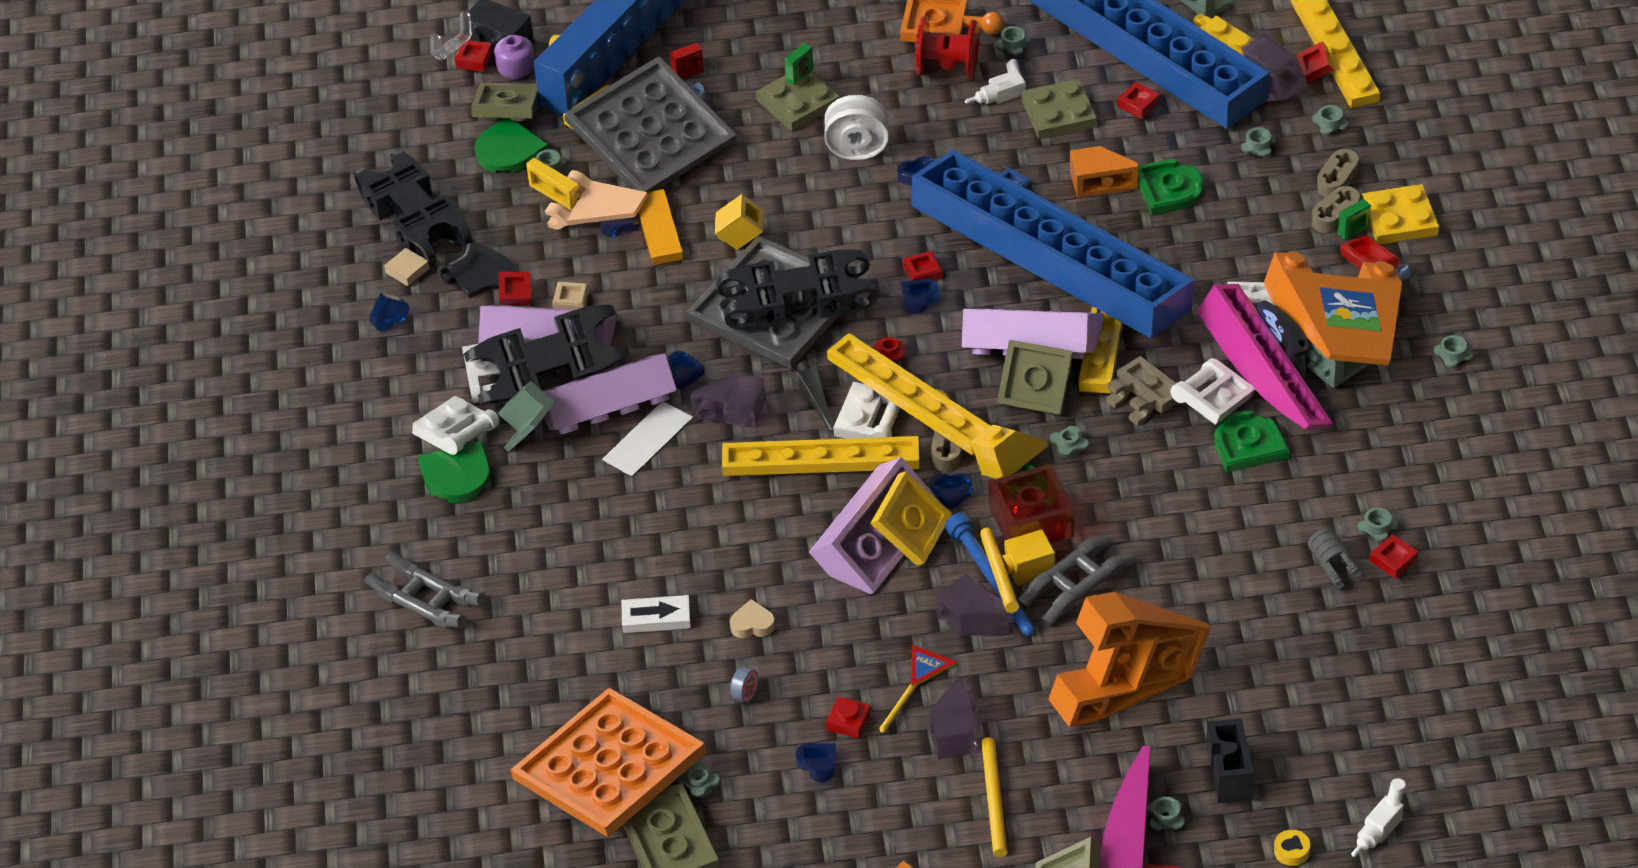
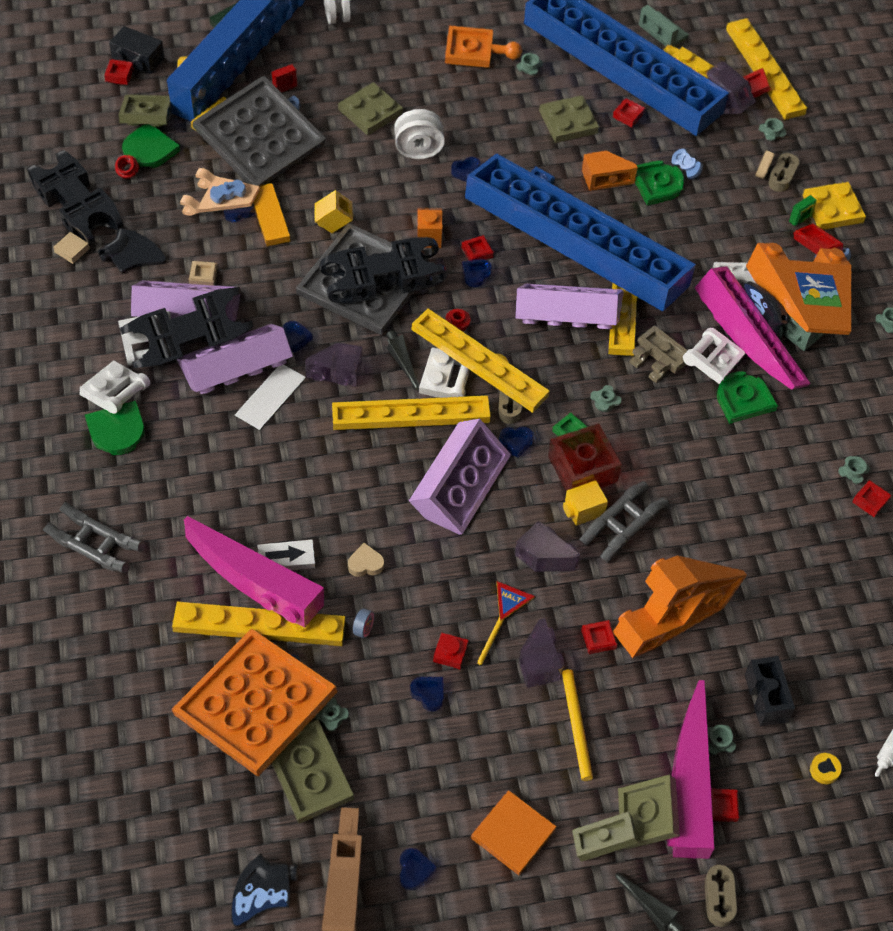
camera: 10 degrees left, 10 degrees up
(387, 311) = (57, 286): clear blue tile -> none
(456, 42) = (105, 61): clear piece -> none
(476, 163) = (125, 160): none -> red plate
(514, 57) = (151, 74): medium lavender head -> none
(514, 288) = (158, 267): red plate -> none
(525, 412) = (172, 377): sand green panel -> none
(552, 159) = (181, 161): sand green plate -> none
(552, 184) = (185, 178): yellow tile -> none
(605, 198) = (227, 191): none -> medium blue piece
(618, 629) = (256, 575): none -> dark pink slope
(639, 686) = (237, 621): none -> yellow plate
(799, 64) = (371, 82): green tile -> none
(864, 236) = (430, 224): none -> orange slope
(911, 518) = (489, 470): yellow plate -> none
(947, 50) = (482, 71): red hose -> none
(961, 528) = (529, 477): blue piece -> none
(999, 570) = (564, 517): yellow bar -> none
(1002, 87) = (525, 101): white piece -> none
(1005, 450) = (558, 408): yellow slope -> none
(1031, 705) = (599, 637): none -> red tile
(1035, 377) = (576, 345): olive plate -> none
(1209, 162) = (687, 163): none -> medium blue piece
(1258, 142) = (721, 146): sand green plate -> none
(1312, 163) = (764, 164): none -> tan tile
(1331, 207) = (782, 199): dark tan beam -> none
(1332, 555) = (823, 498): dark grey hinge -> none

